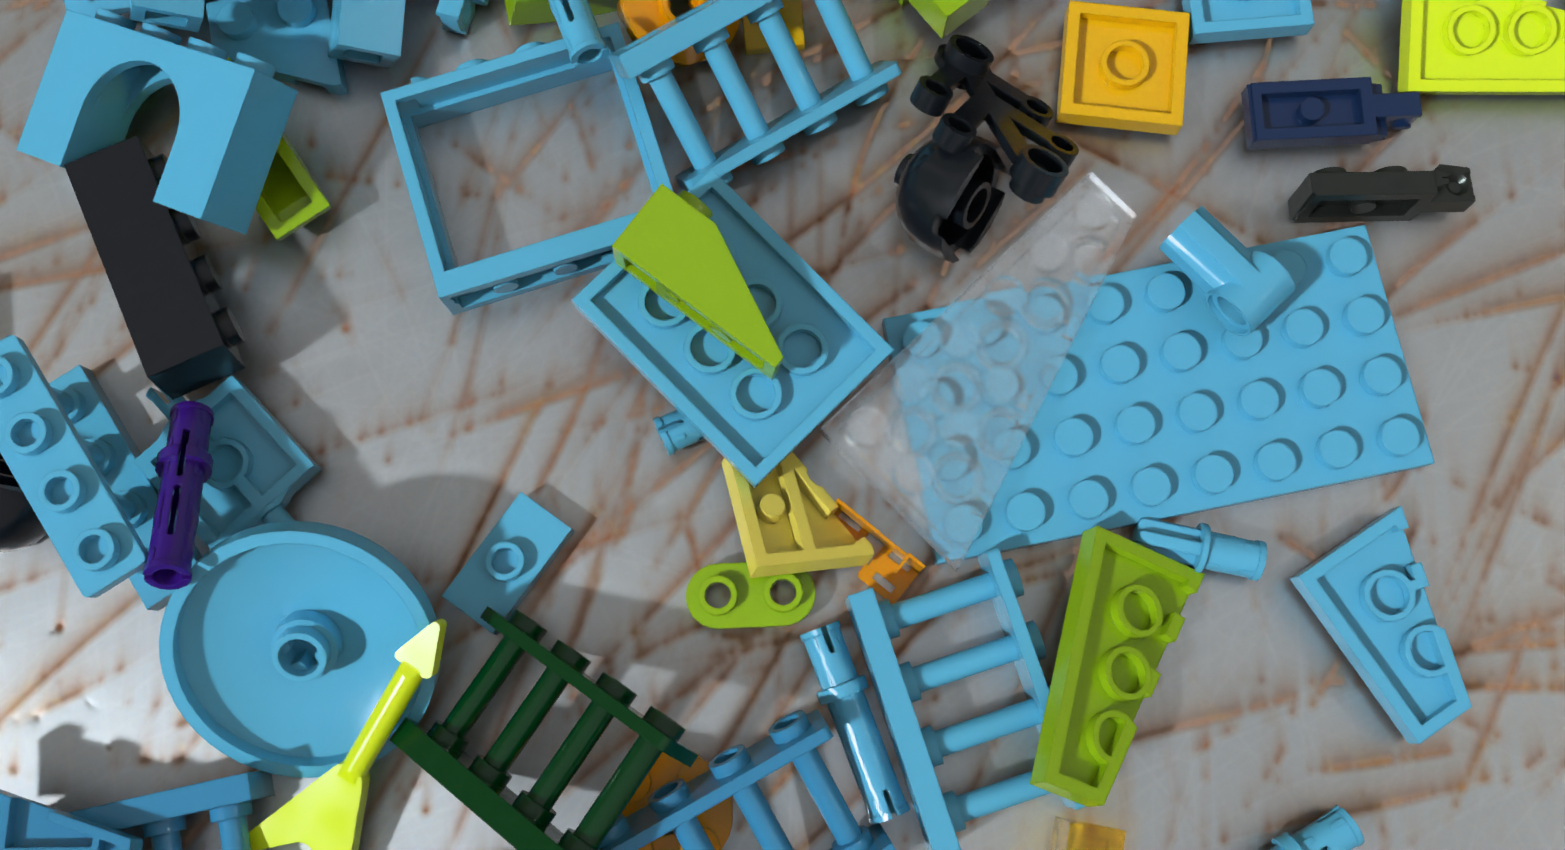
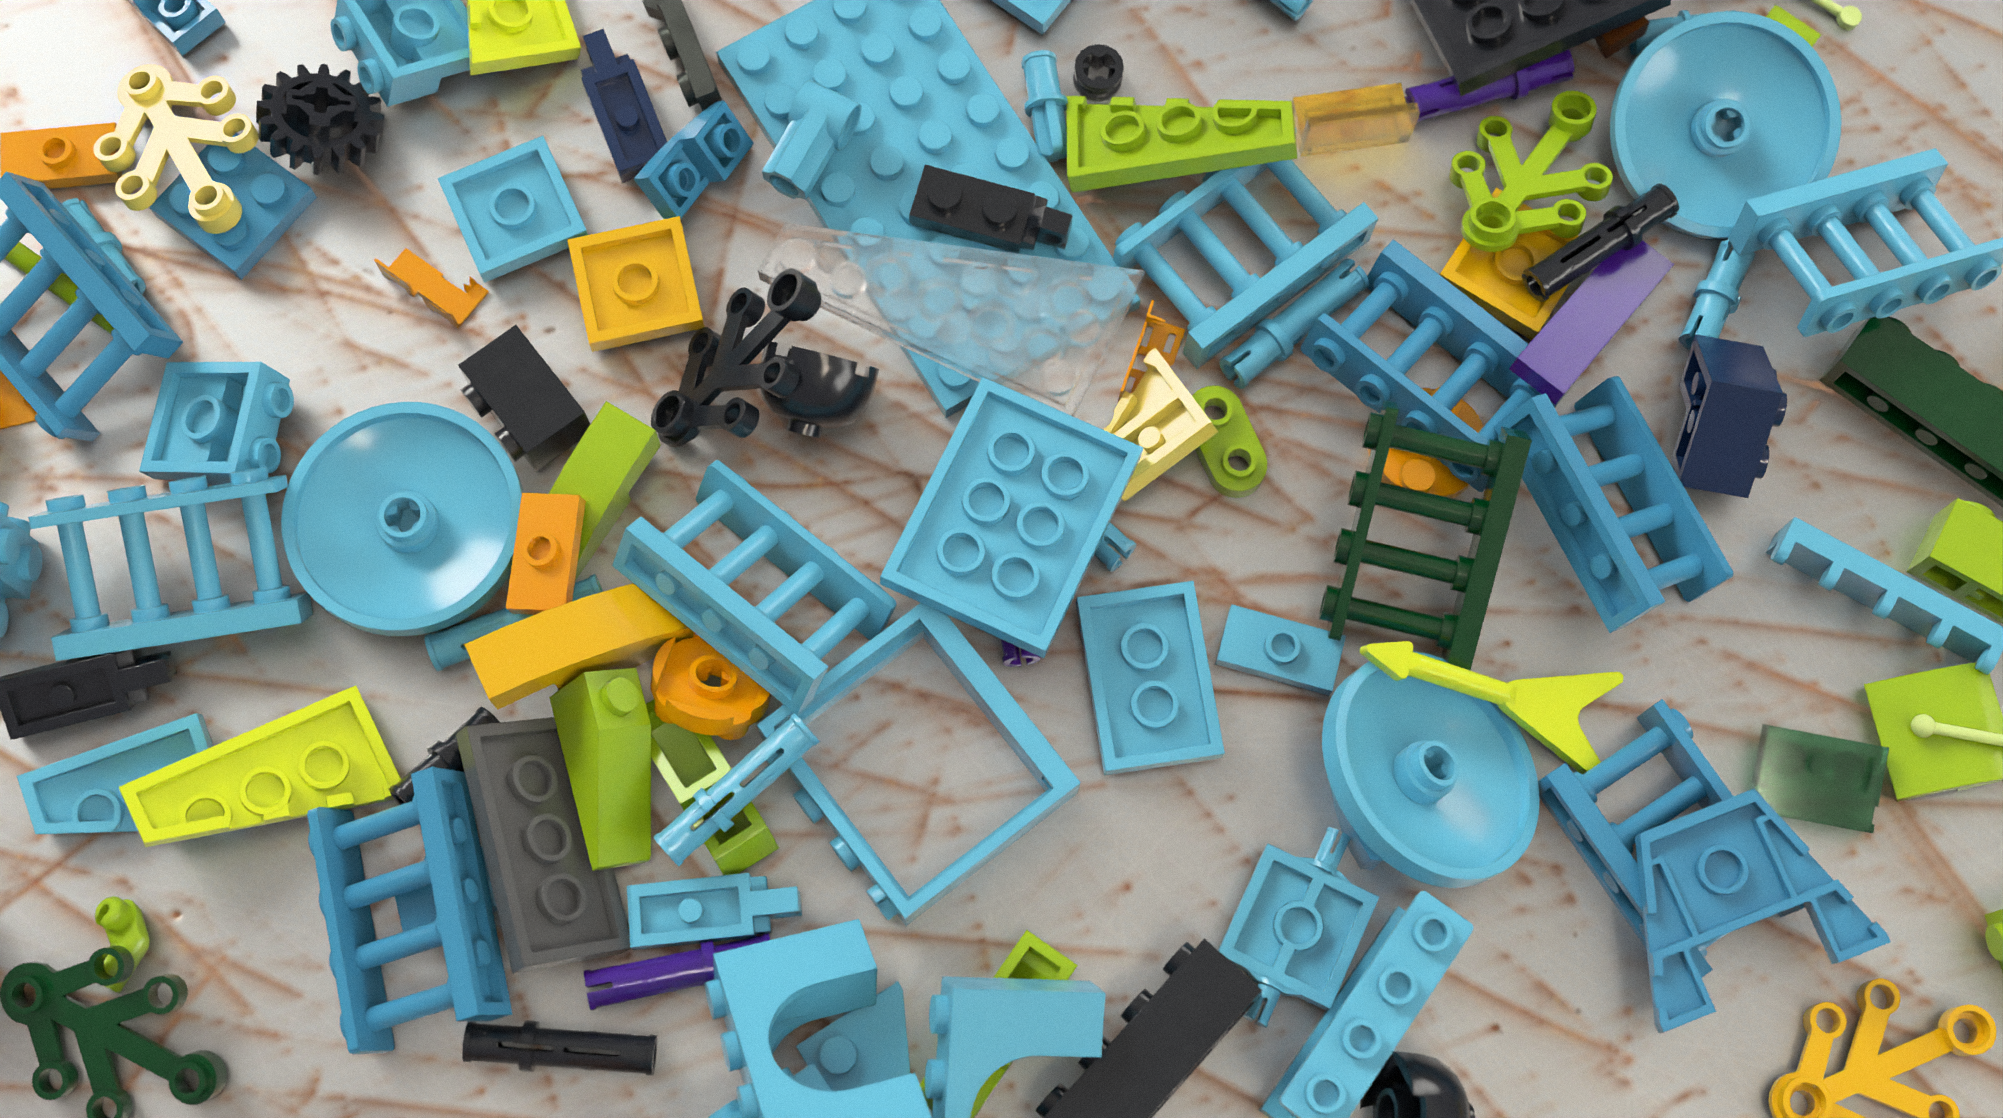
camera: 115 degrees left, 5 degrees down
(171, 550) = (1327, 926): dark purple pin -> none
(529, 417) = (1149, 678): none -> medium azure plate
(688, 264) = (985, 544): lime slope -> none
(1087, 426) = (986, 212): none -> black hinge
(1242, 630) = (1097, 57): none -> black bush
(1244, 159) = (694, 157): none -> dark azure slope

